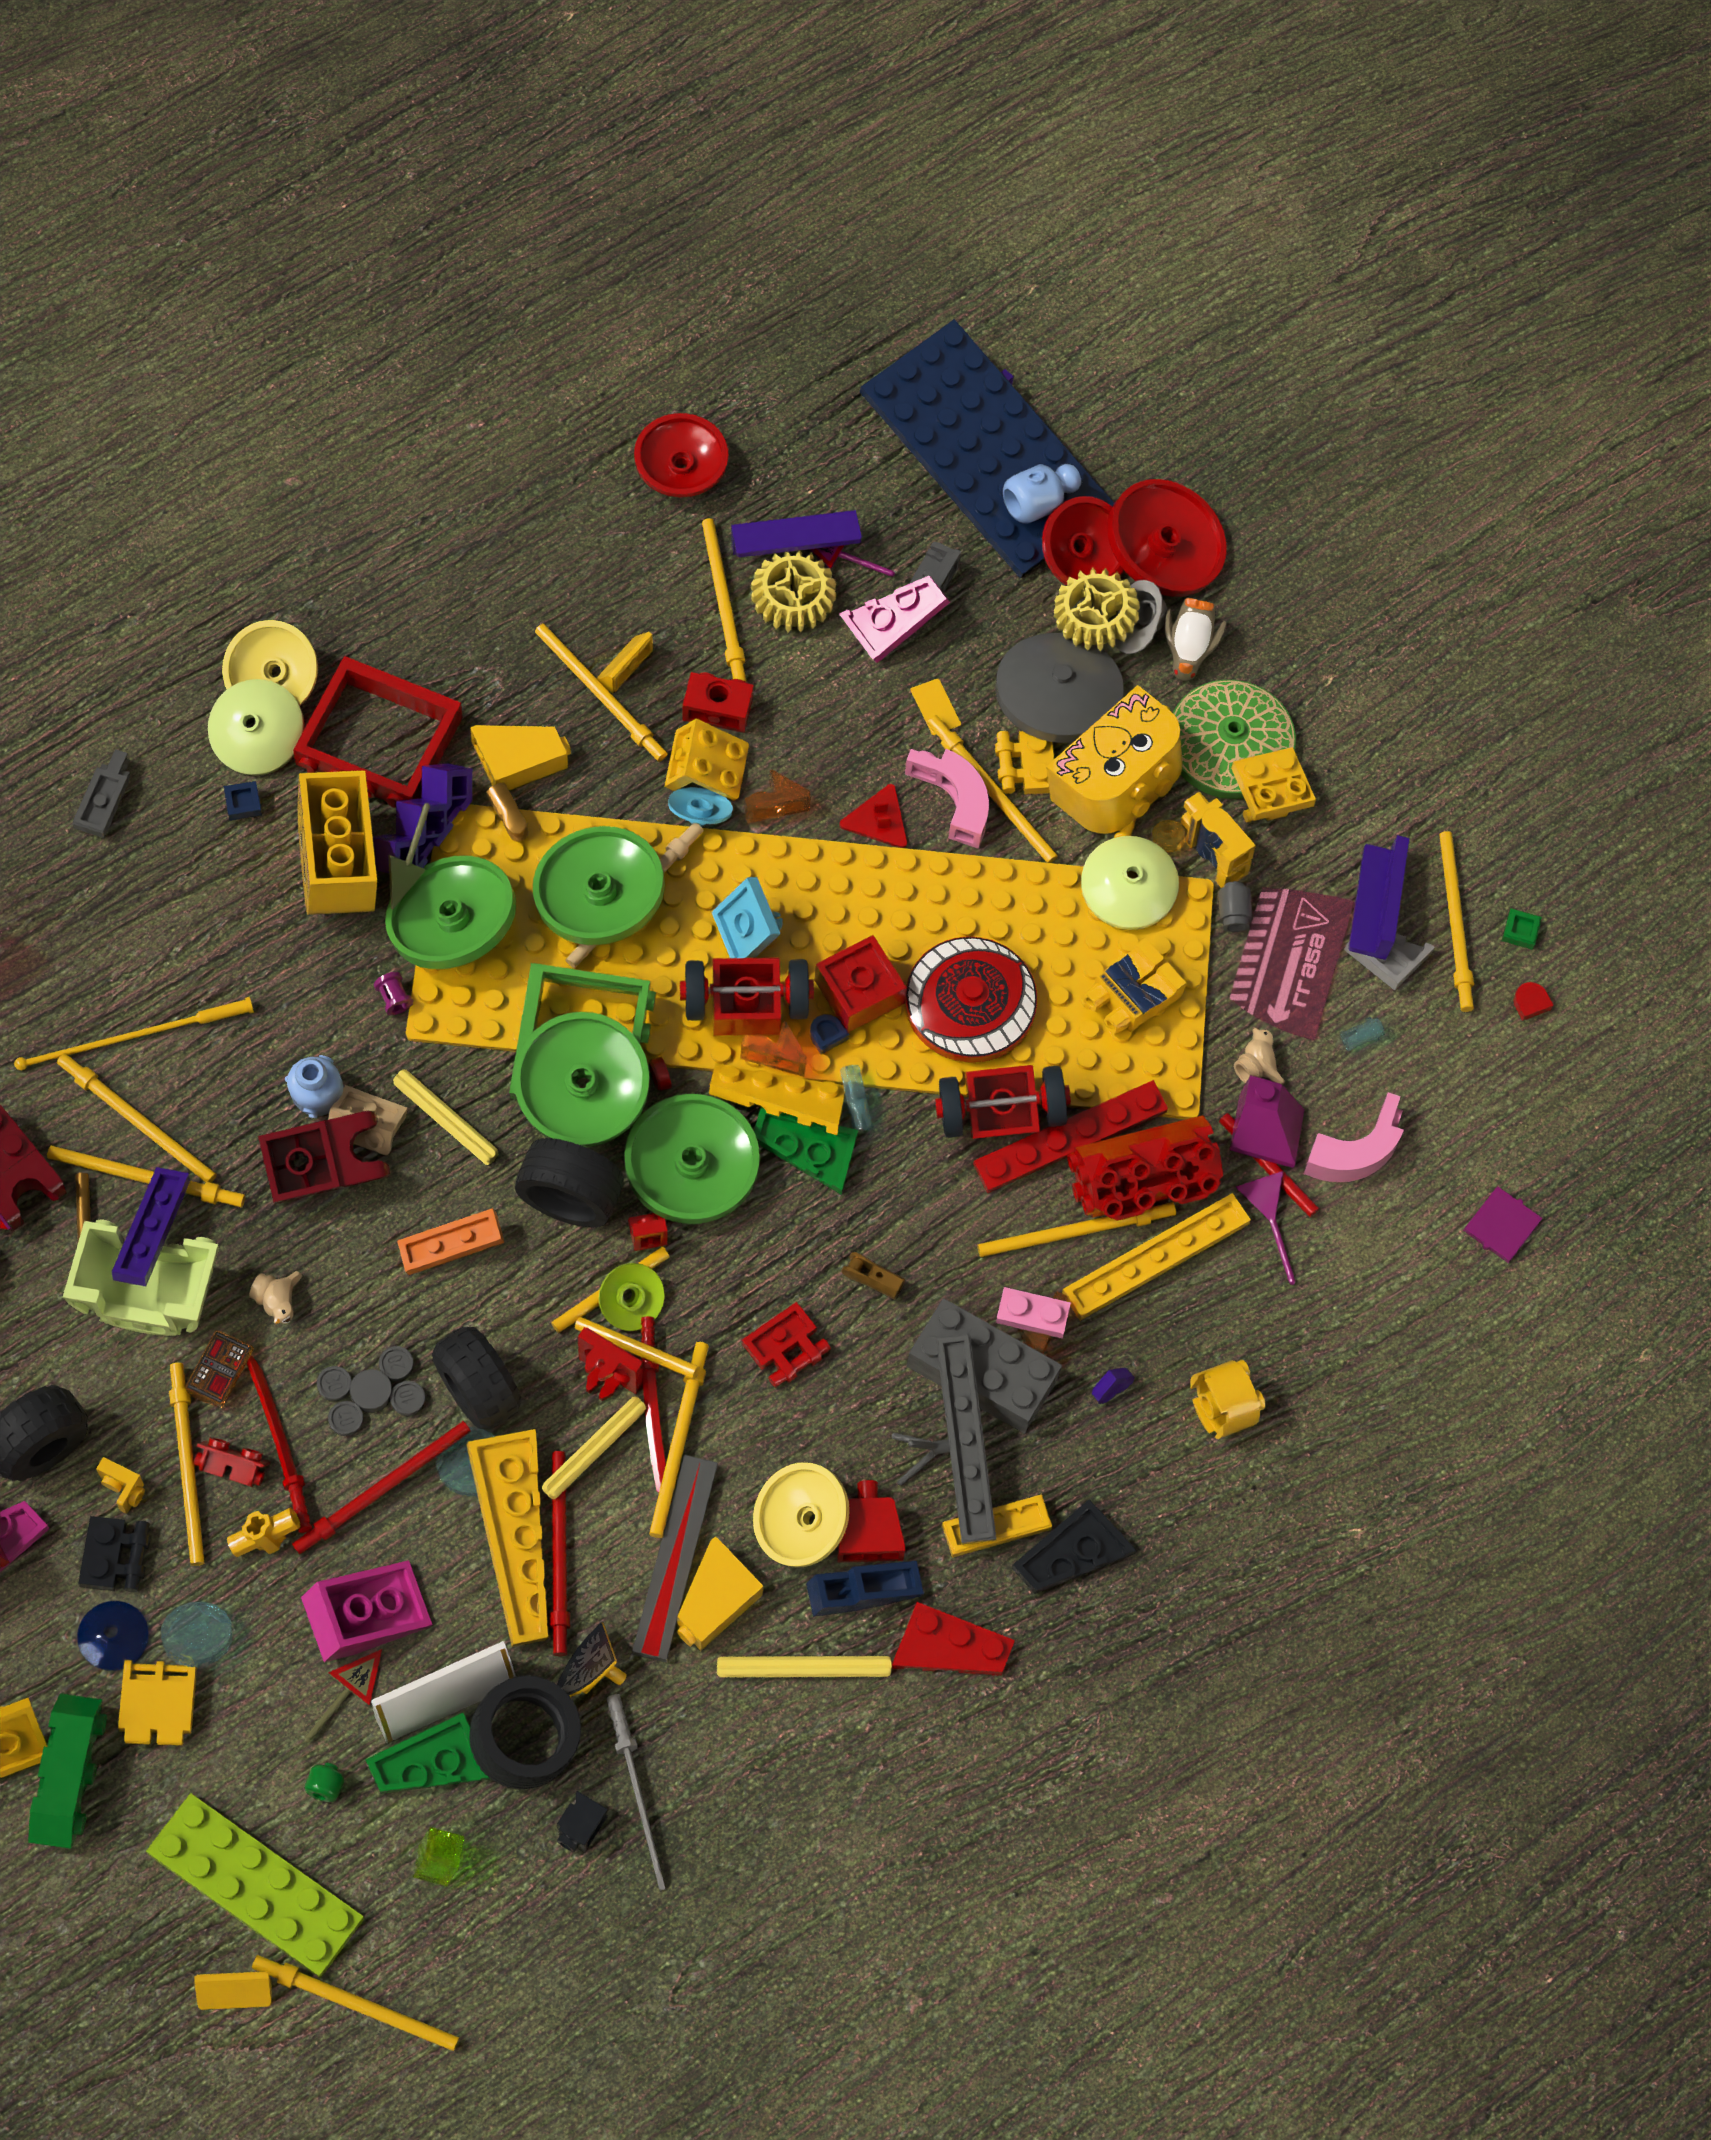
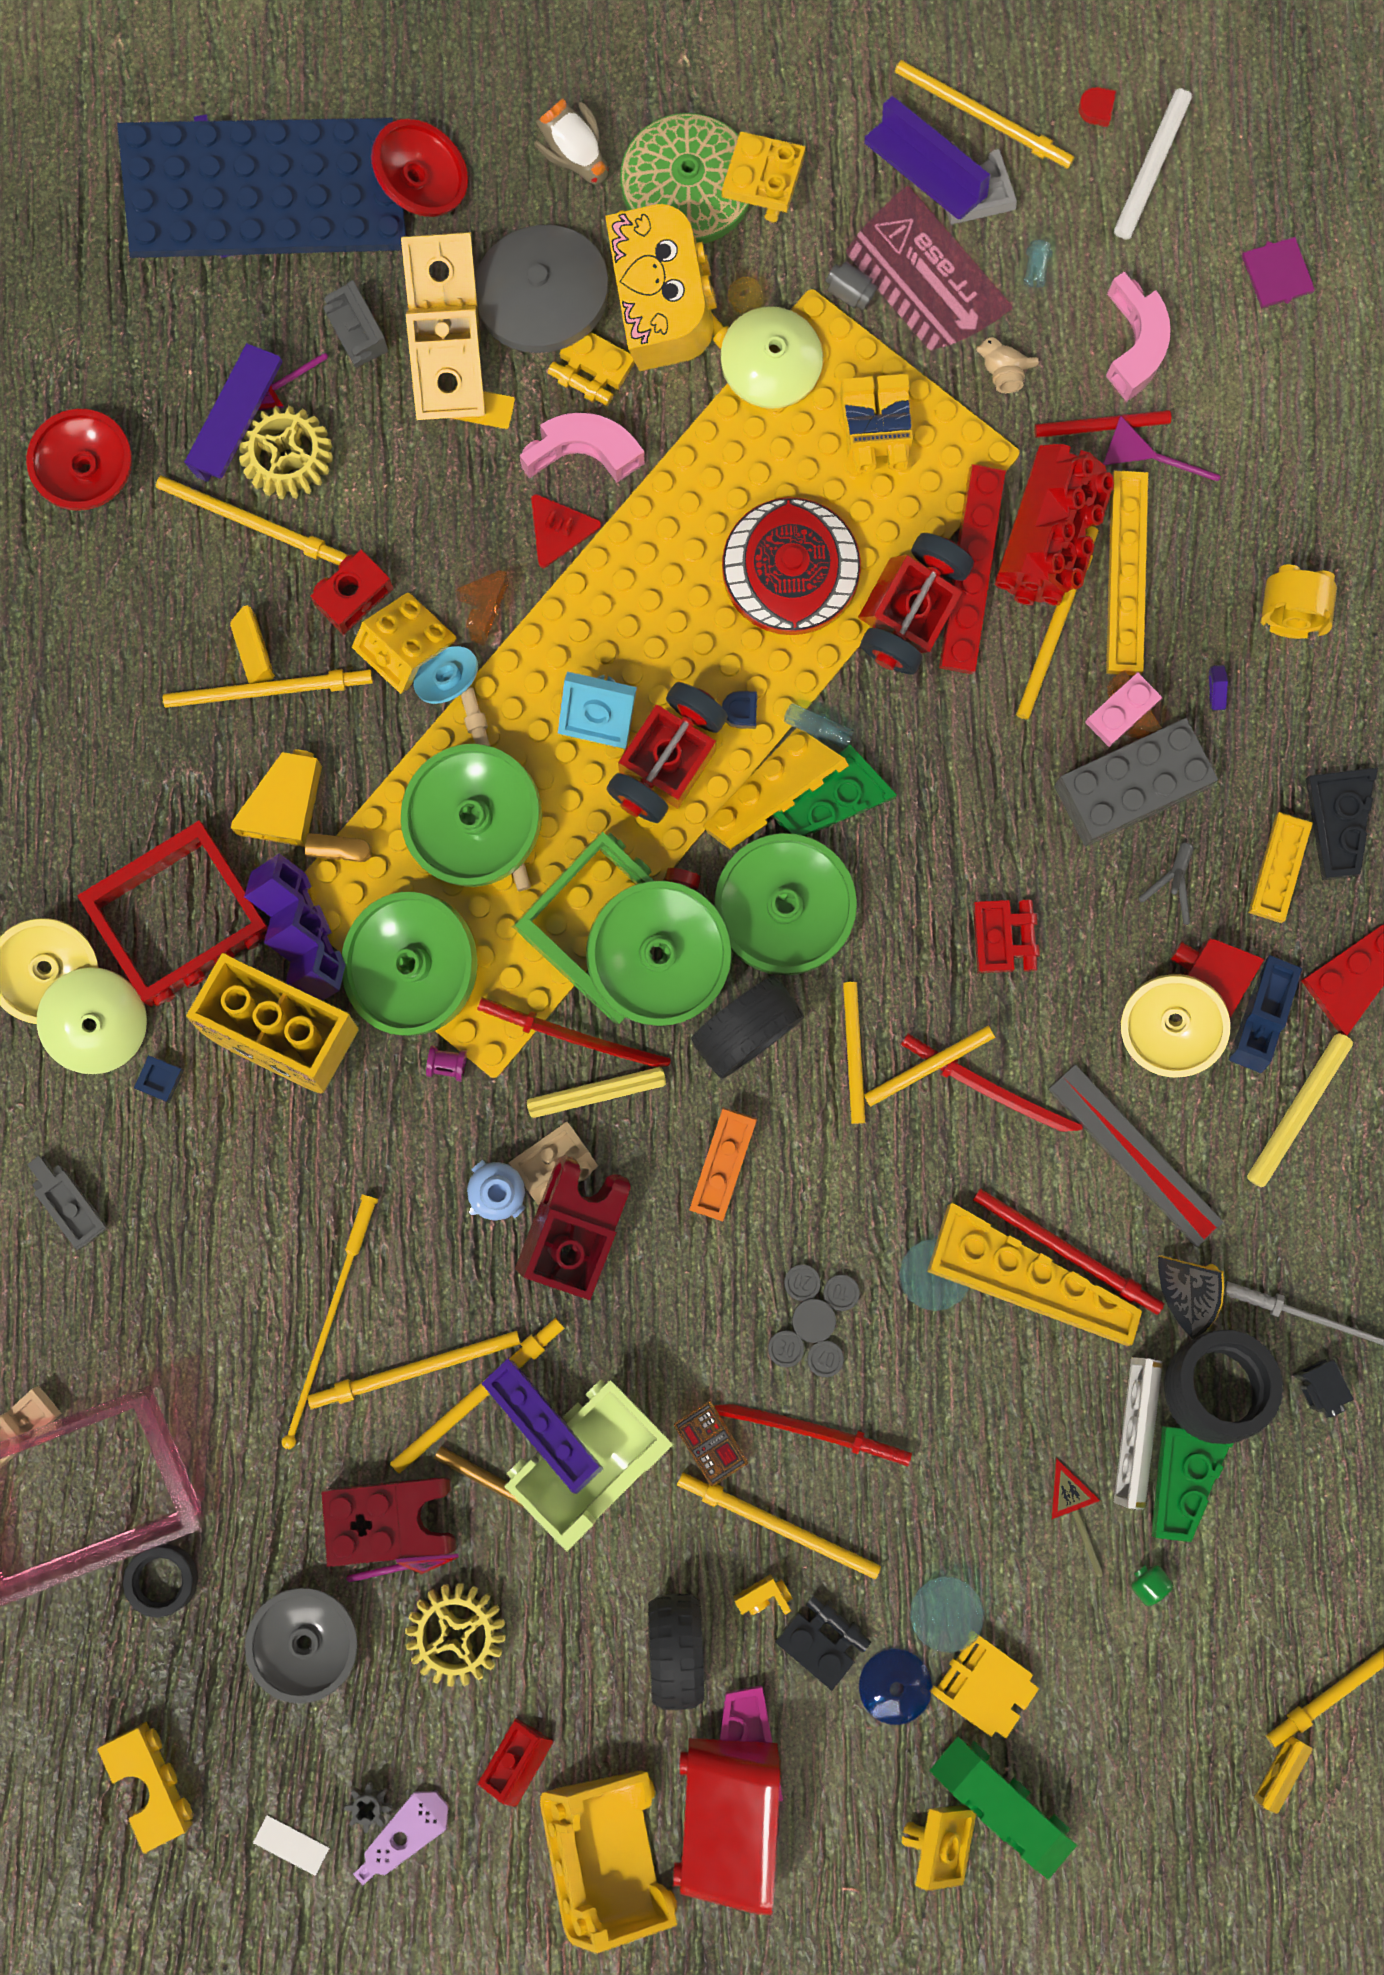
camera: 55 degrees left, 15 degrees up
(218, 1455) = (789, 1492): red hinge -> none
(255, 1885) = (1201, 1699): lime plate -> none
(263, 1532) = (888, 1512): yellow axle -> none
(275, 1295) = (673, 1350): tan animal -> none
(325, 1528) = (917, 1440): red bar -> none
(365, 1610) = (1019, 1453): dark pink slope -> none
(404, 873) = (342, 980): olive piece -> none
(438, 1856) = (1282, 1528): clear neon green brick -> none
(467, 1030) = (530, 1021): none -> red sword
(476, 1377) = (877, 1224): black tyre -> none
(594, 1447) = (995, 1161): light yellow axle -> none
(608, 1364) = (935, 1105): red piece -> none
(646, 1296) = (877, 1040): lime dish -> none
(648, 1231) = (823, 986): red bracket -> none
(678, 1441) = (1039, 1090): yellow bar -> none
(716, 1596) = (1196, 1144): yellow slope -> none
(783, 1055) = (740, 759): clear orange slope -> none
(860, 983) = (721, 650): red container -> none
(878, 1277) = (993, 819): pearl gold bar -> none
(892, 619) = (377, 381): wing -> none
(954, 743) = (530, 416): yellow bar -> none
(965, 1439) = (1201, 842): dark grey tile -> none
(972, 634) = (443, 325): none -> yellow bracket
(1039, 491) = (345, 170): light blue piece -> none
(1105, 594) = (470, 194): light yellow gear -> none
(1151, 617) = (522, 173): light grey piece -> none
(1167, 537) = (461, 95): red dish -> none
(1217, 838) = (783, 254): yellow hips -> none
(1267, 1122) = (1069, 399): magenta slope -> none
(1516, 1071) = (1152, 163): none -> white axle
(1521, 929) = (1026, 67): green tile -> none

